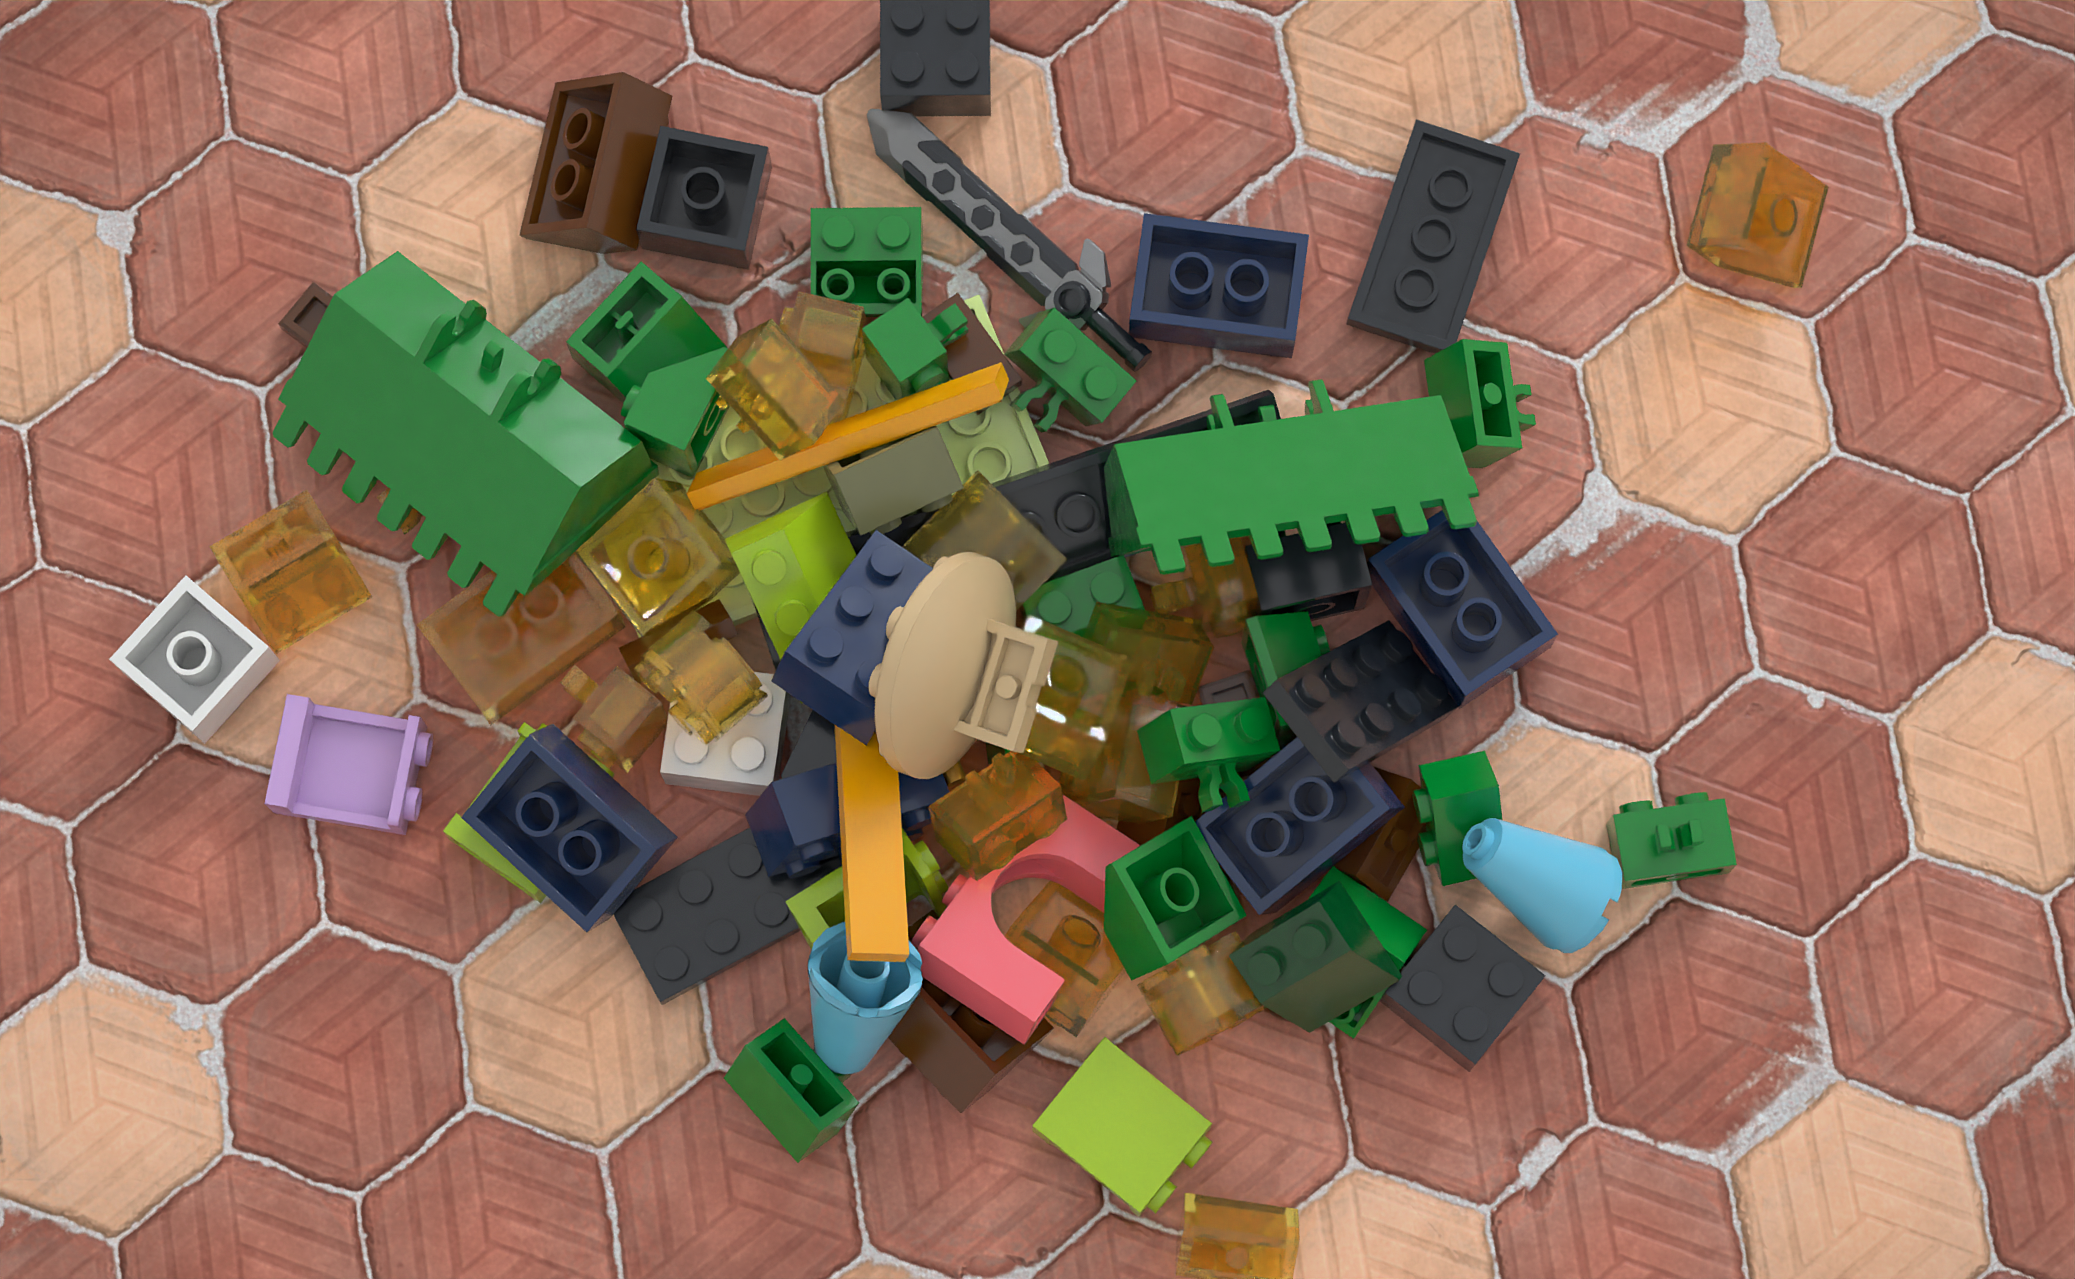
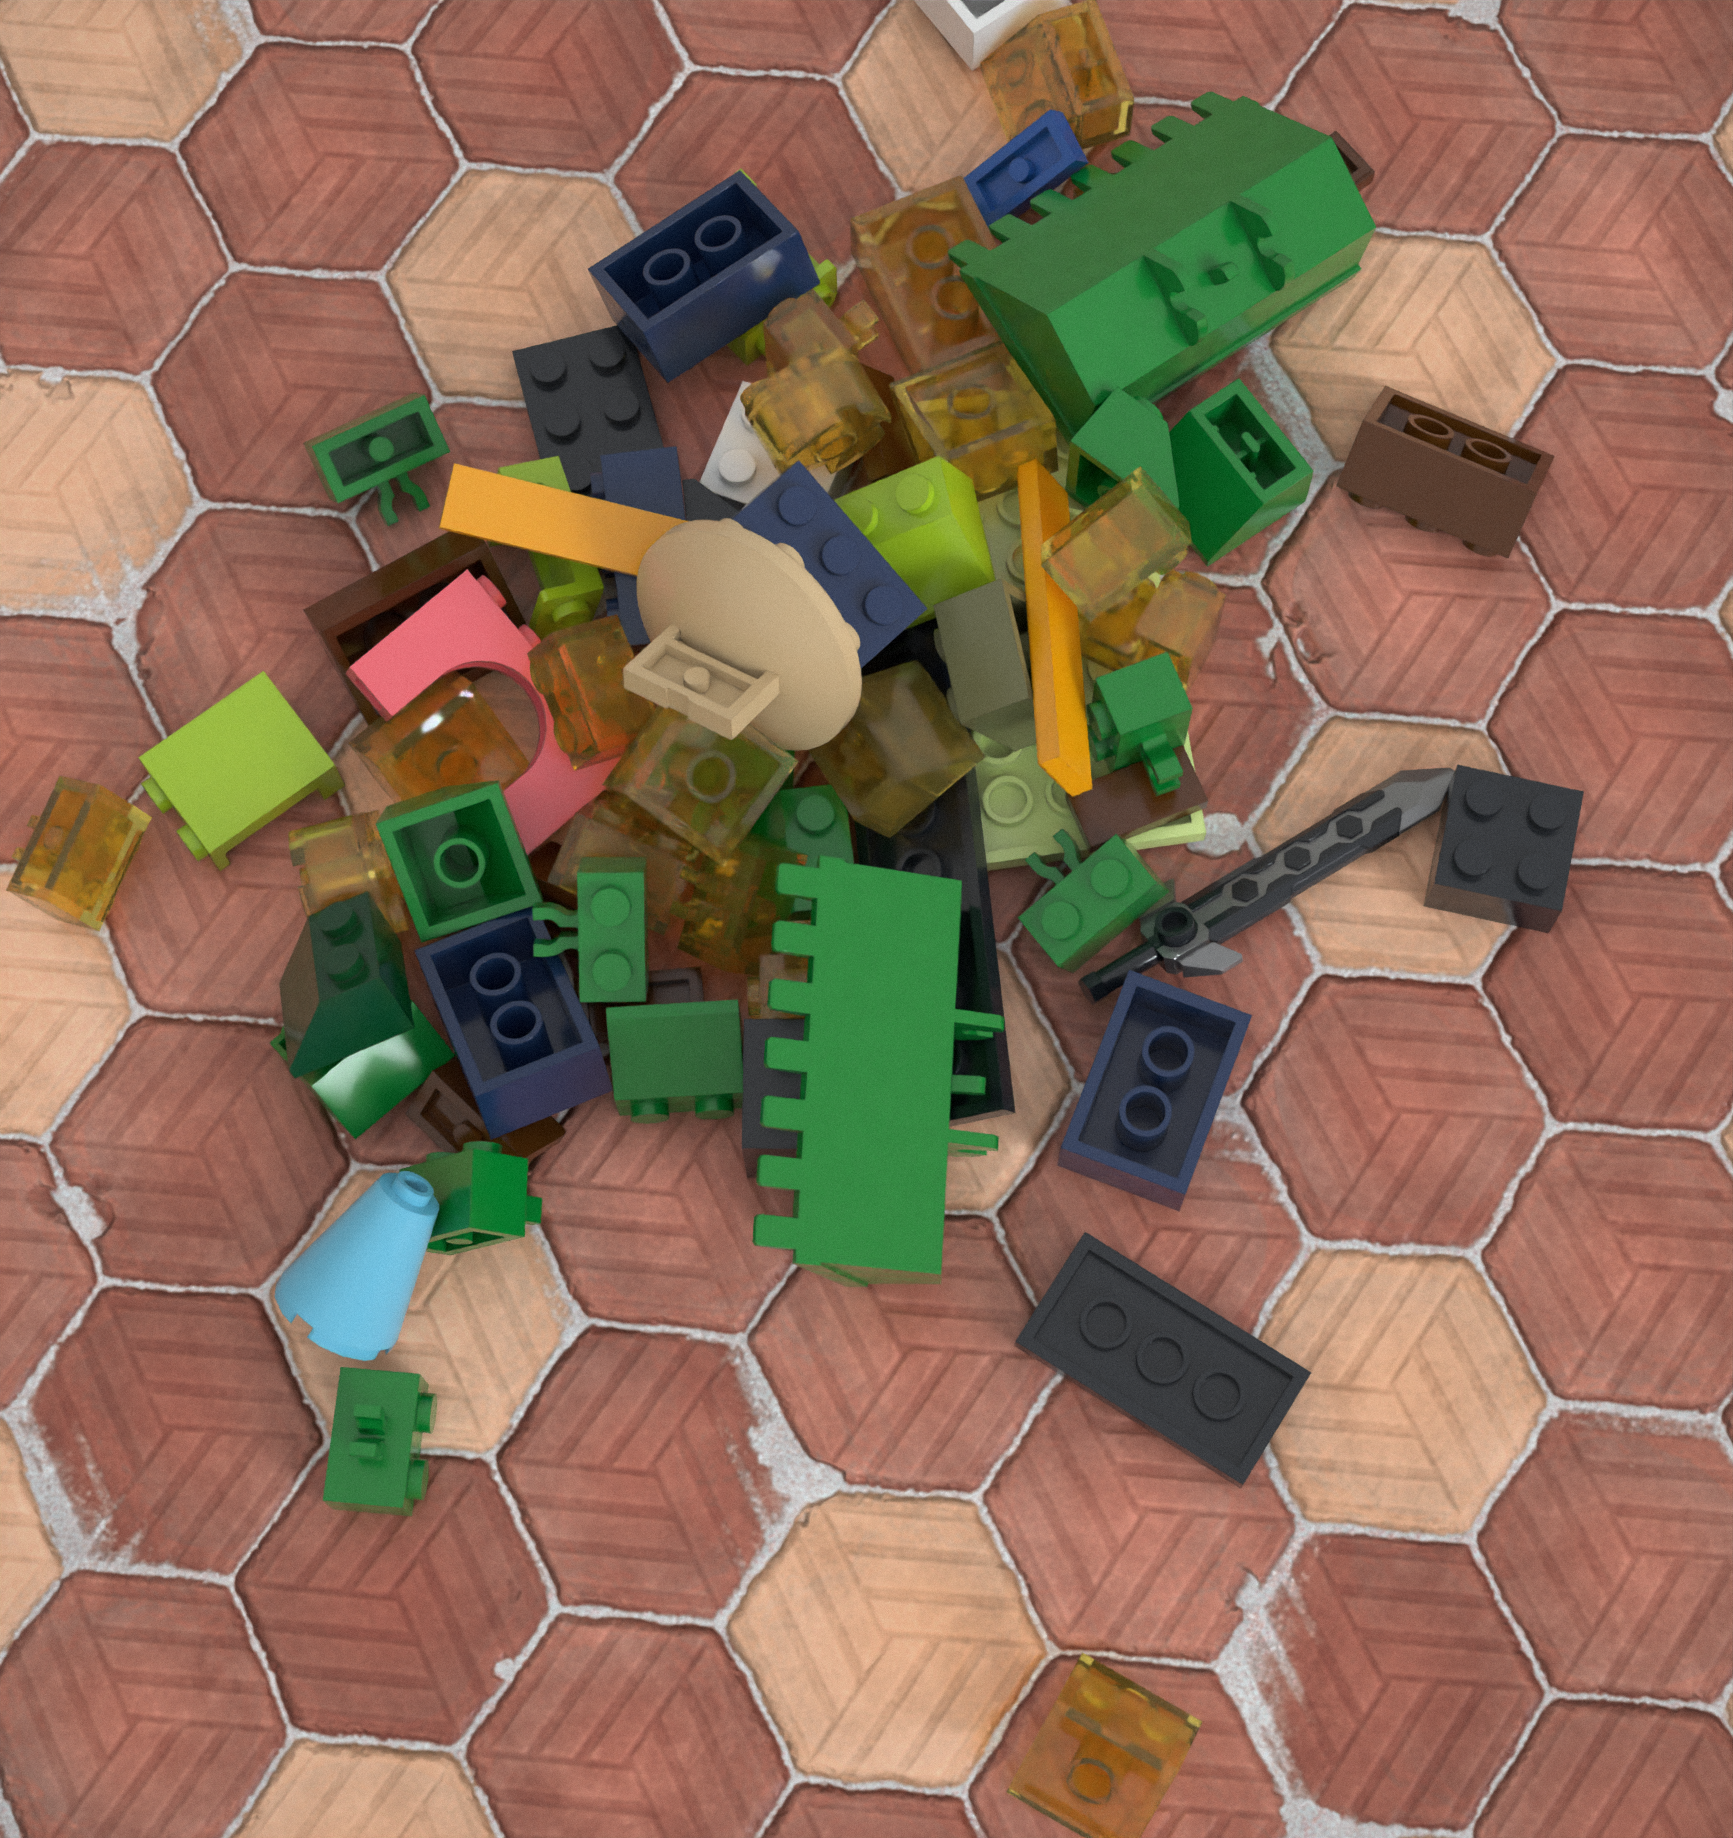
camera: 105 degrees right, 5 degrees down
(348, 766) = (843, 106): lavender panel -> none
(386, 579) = (1026, 167): none -> blue plate
(704, 197) = (1379, 564): black brick -> none
(856, 1001) = (414, 499): medium azure cone -> none
(868, 256) = (1264, 718): green slope -> none
(1361, 700) = (617, 1111): black plate -> none
(1460, 606) = (697, 1277): dark blue brick -> none
(1462, 988) = (280, 1163): black brick -> none
(1480, 399) = (945, 1348): green brick -> none

